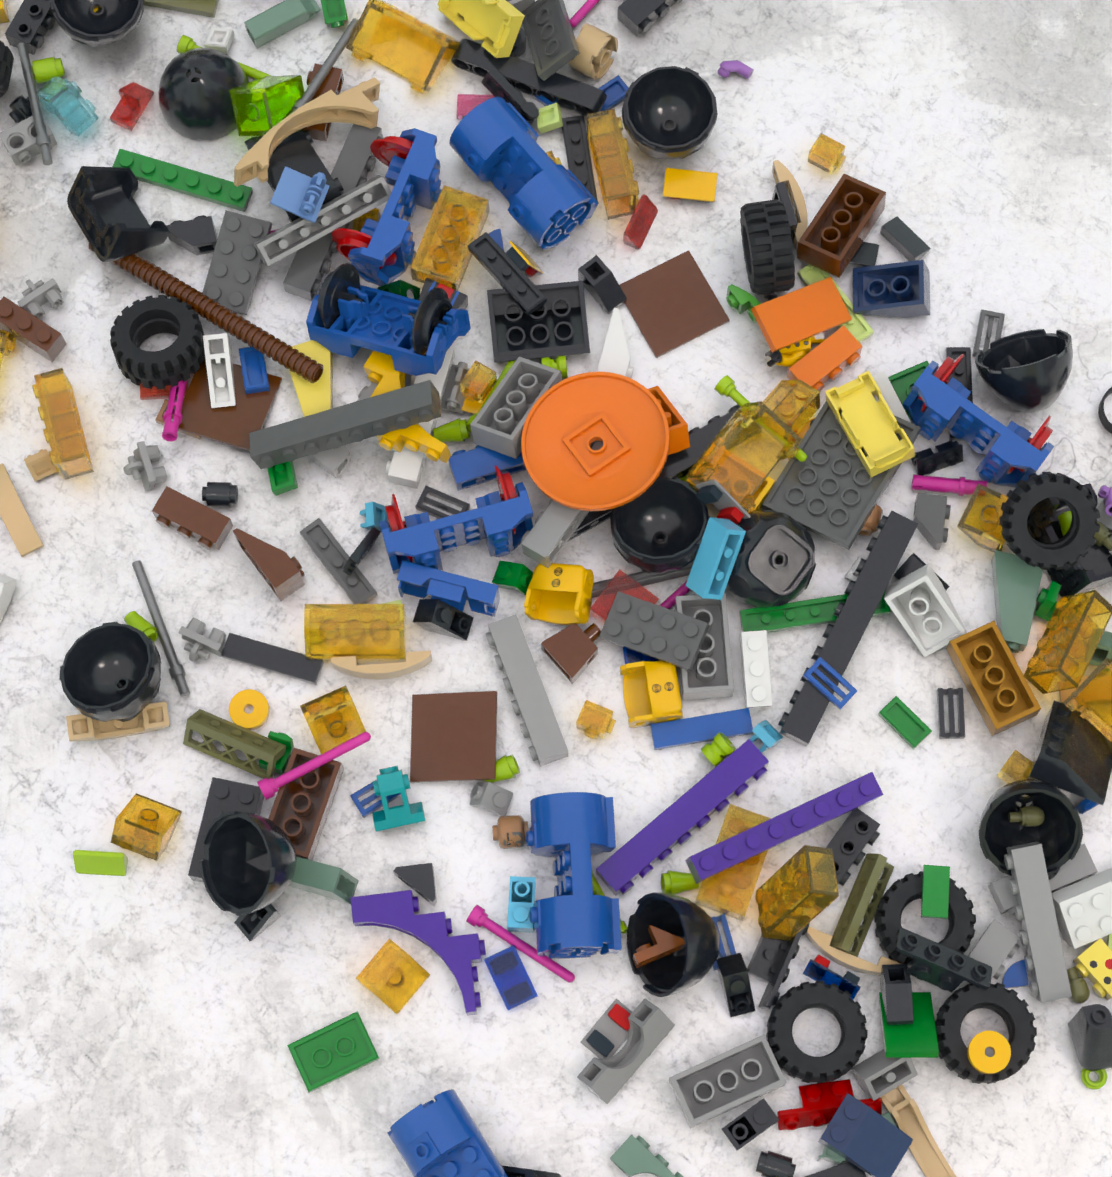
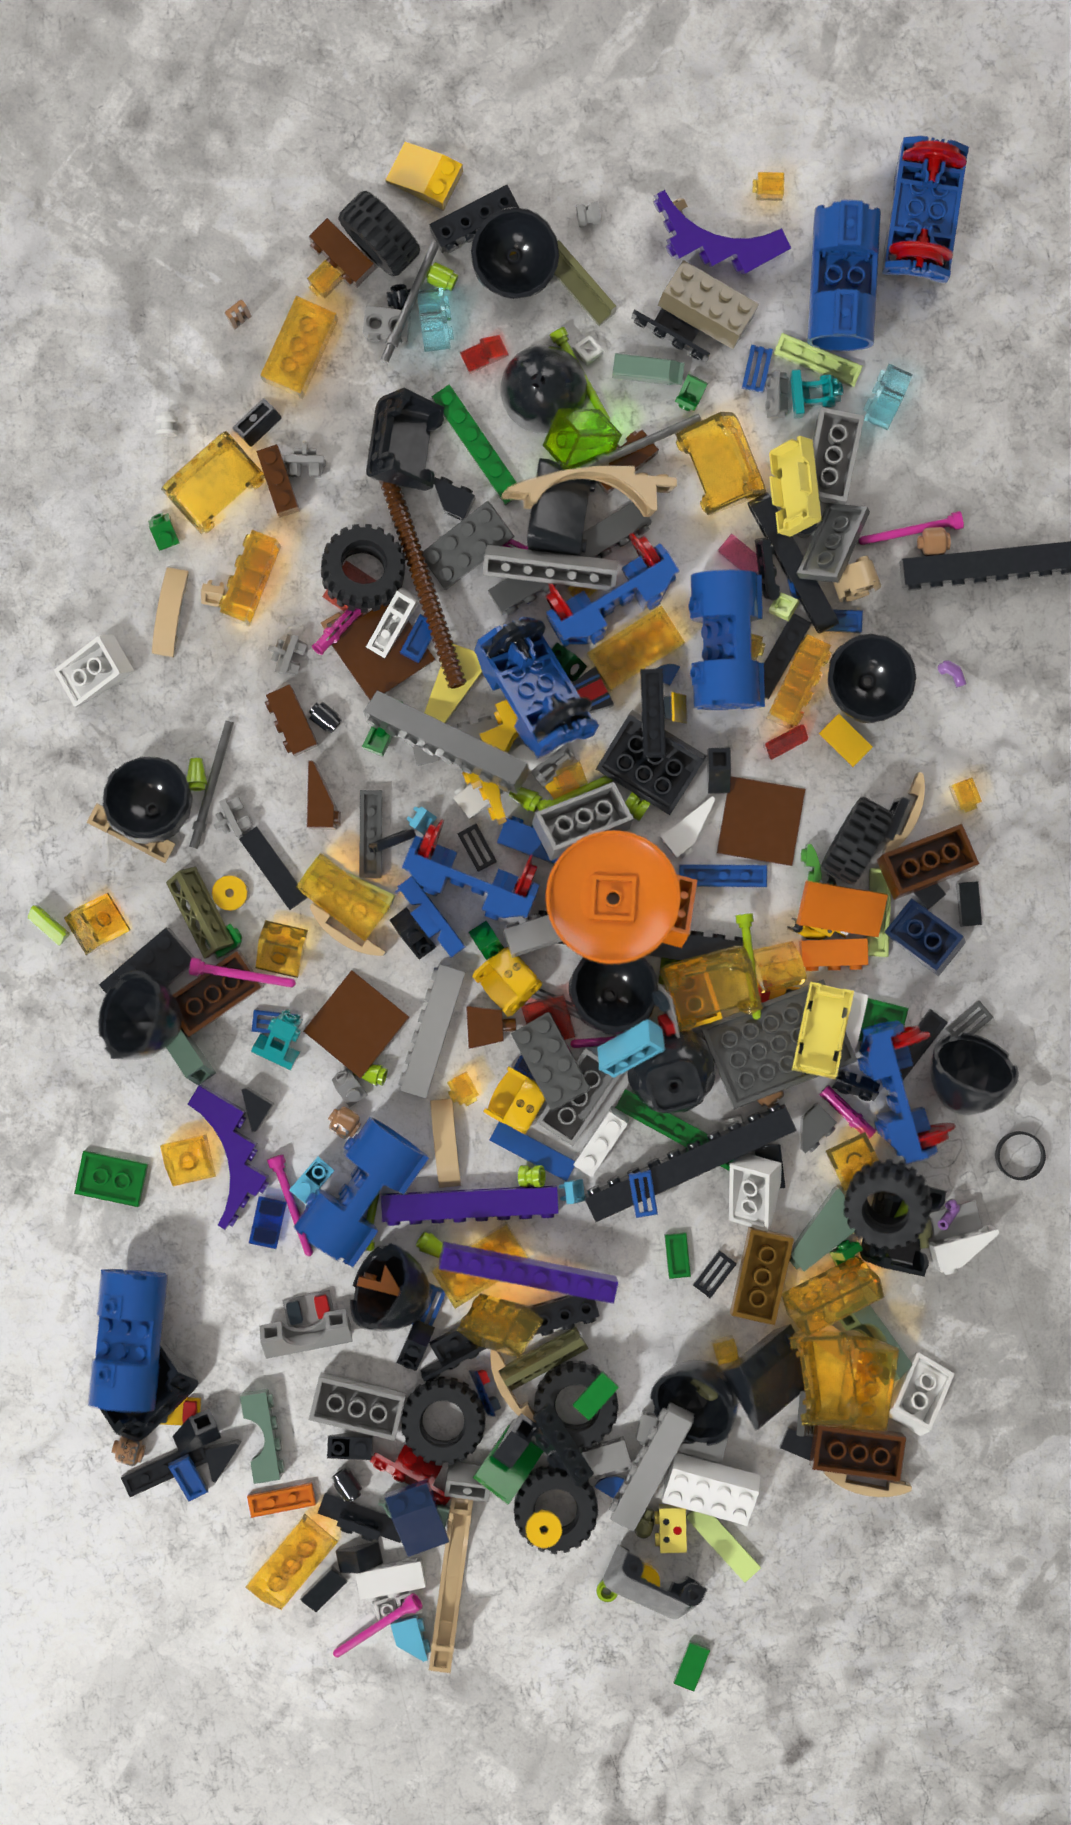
camera: 40 degrees right, 15 degrees up
(300, 193) = (544, 540): medium blue hinge -> none
(618, 782) = (445, 1143): none -> tan slope
(684, 365) = (726, 875): none -> blue tile

